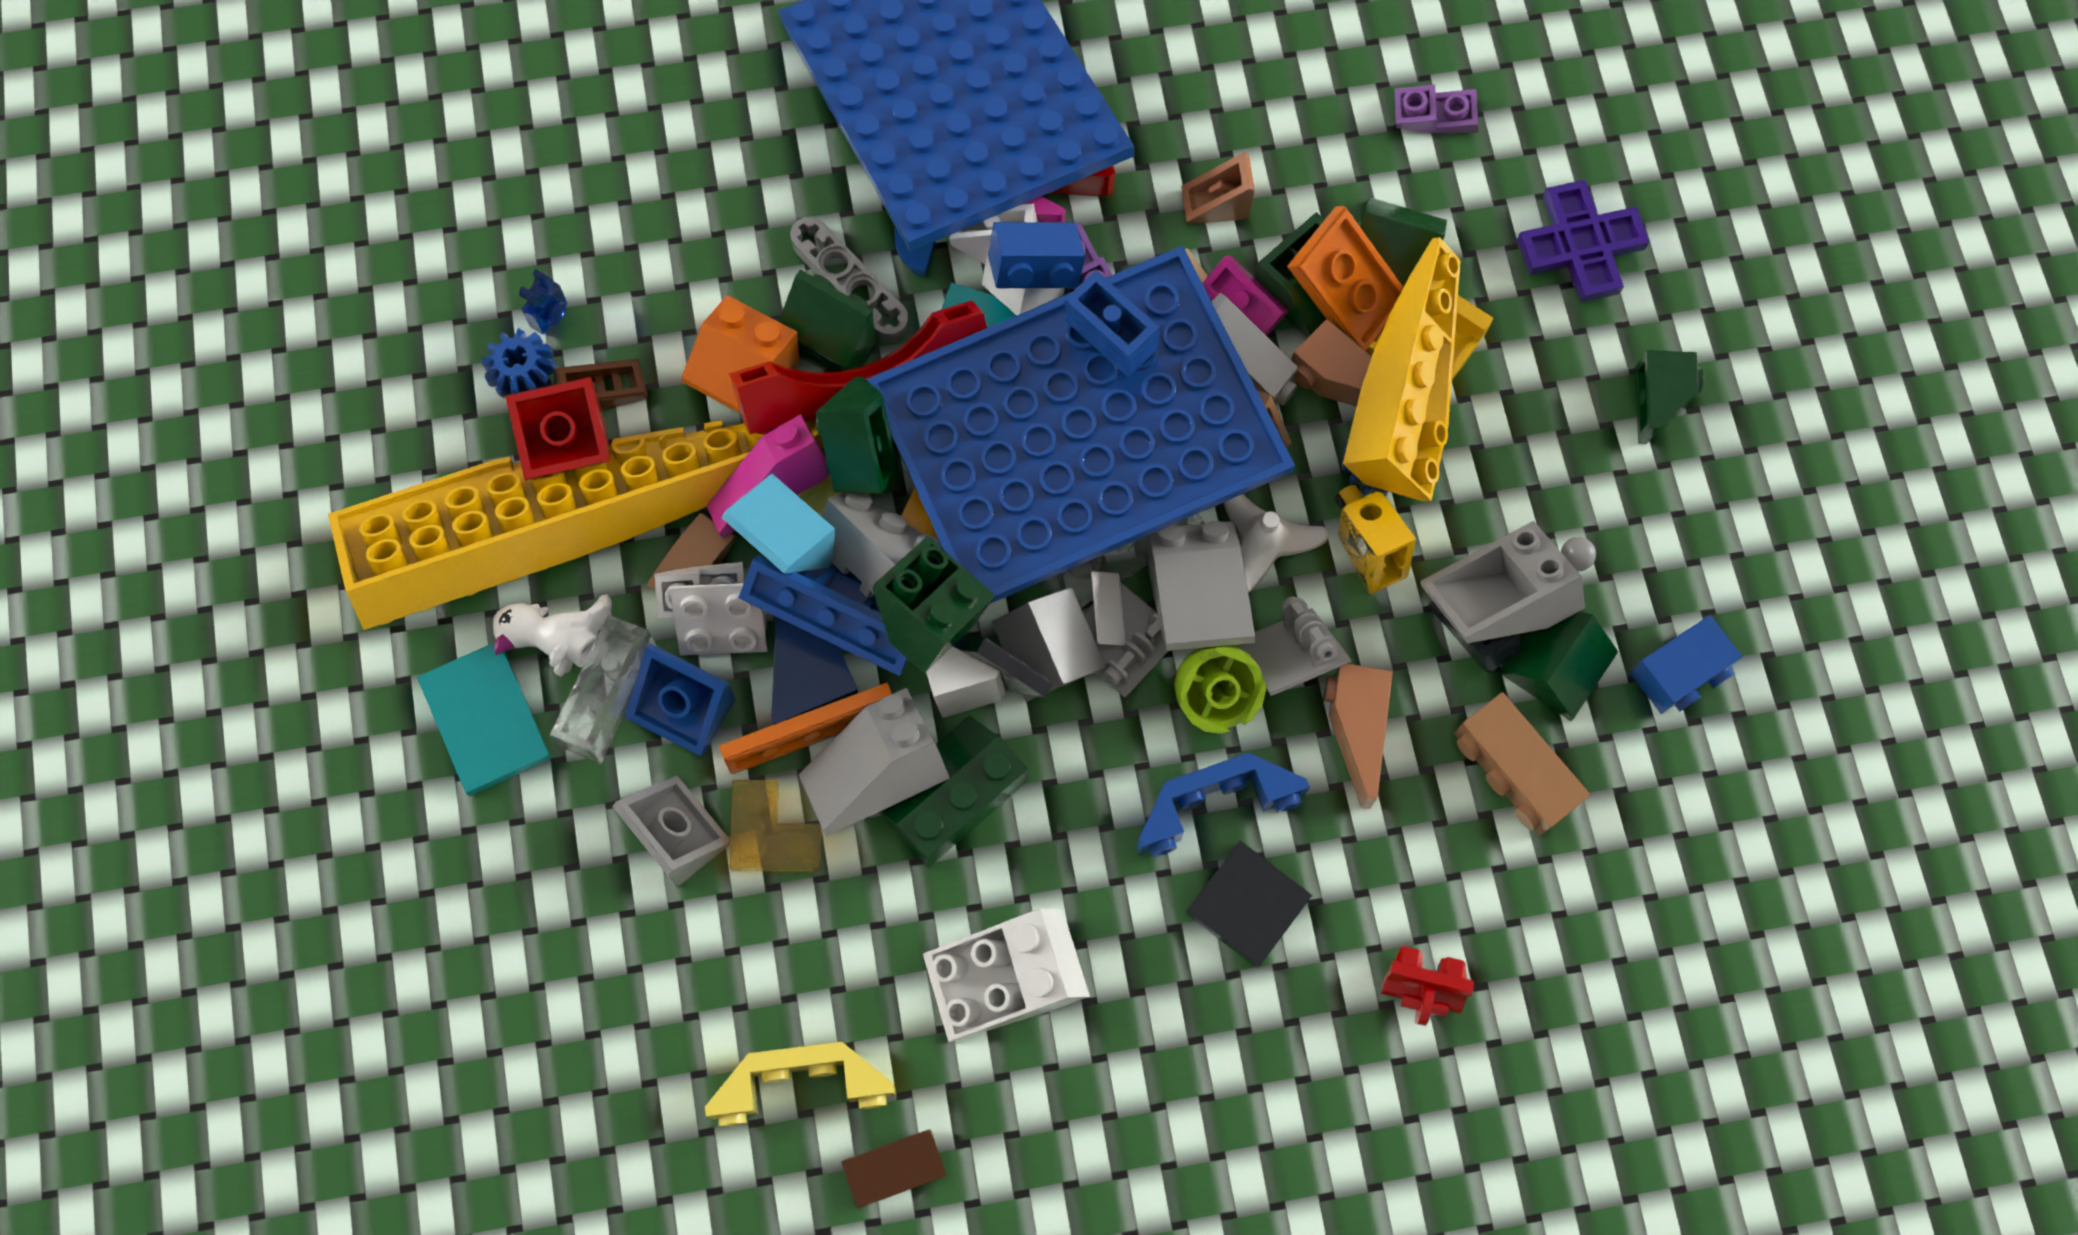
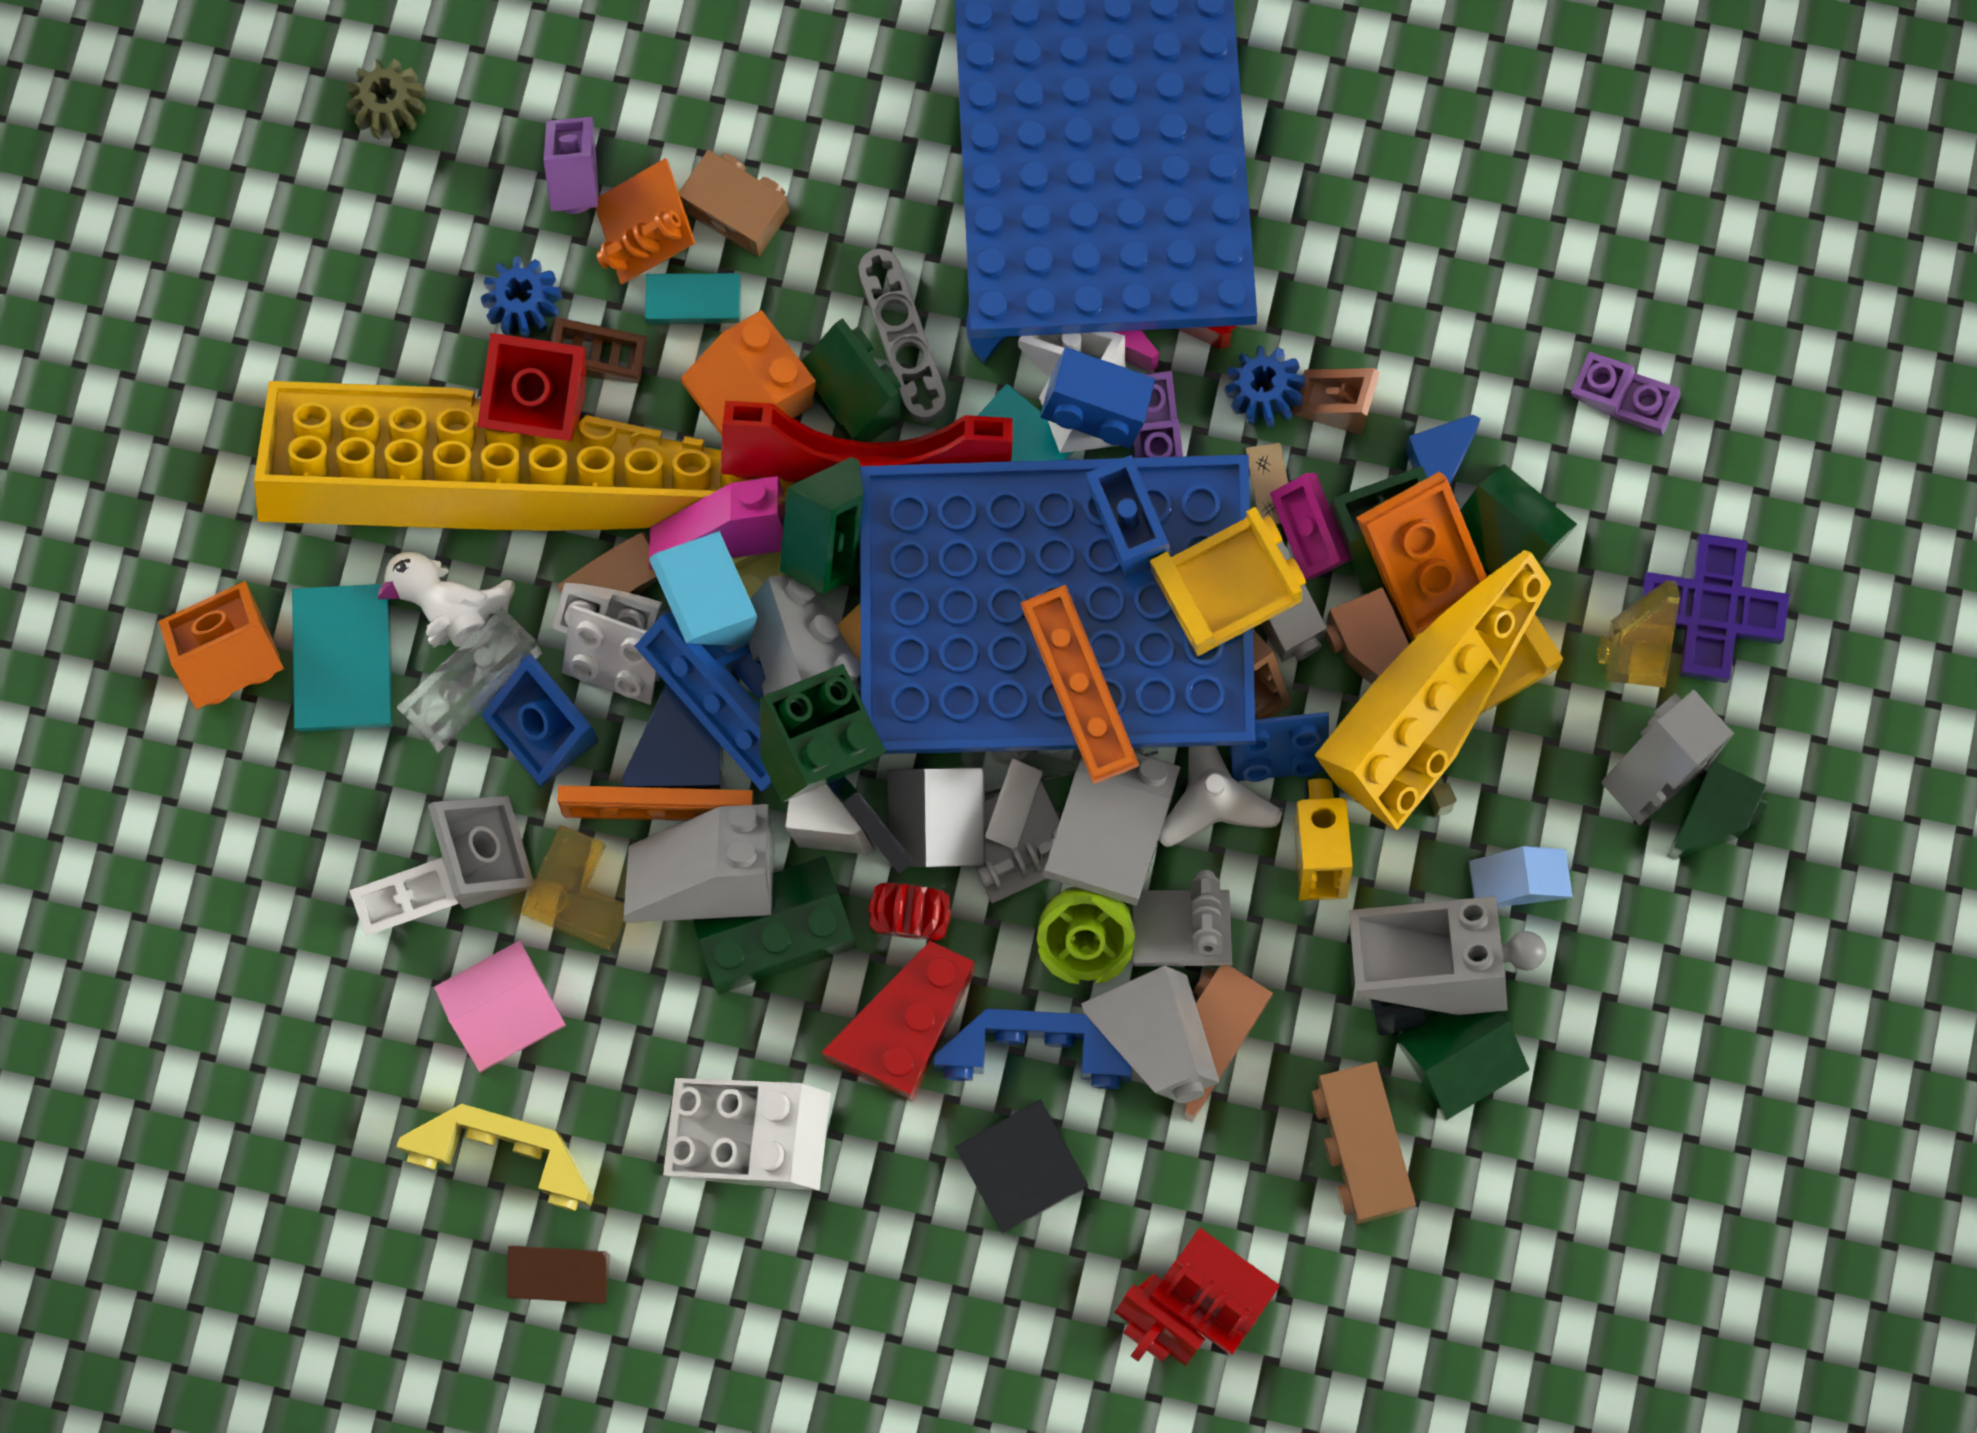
camera: 30 degrees right, 5 degrees up
(339, 252) = (393, 113): none -> olive gear
(372, 749) = (220, 646): none -> orange slope
(518, 246) = (571, 165): none -> medium lavender slope
(544, 302) = (572, 240): clear blue plate -> none
(597, 268) = (642, 222): none -> orange hinge
(622, 895) = (403, 897): none -> white hinge
(663, 314) = (693, 298): none -> teal tile
(666, 226) = (734, 201): none -> medium nougat brick
(744, 956) = (499, 1006): none -> bright pink slope
(1063, 729) = (909, 911): none -> red gear
(1100, 826) = (905, 1023): none -> red wedge
(1130, 478) = (1079, 684): none -> orange tile
(1154, 193) = (1257, 402): none -> blue gear
(1216, 346) = (1229, 582): none -> yellow panel
(1316, 474) = (1282, 748): none -> blue hinge
(1316, 741) = (1158, 1033): none -> light grey slope
(1317, 196) = (1442, 447): none -> blue slope
(1449, 466) = (1441, 798): none -> olive tile
(1460, 939) = (1215, 1291): none -> red hinge
(1539, 499) = (1522, 876): none -> light blue slope
(1546, 279) = (1642, 639): none -> clear yellow slope
(1614, 354) = (1671, 753): none -> light grey wedge
(1685, 665) = (1591, 1114): blue brick -> none

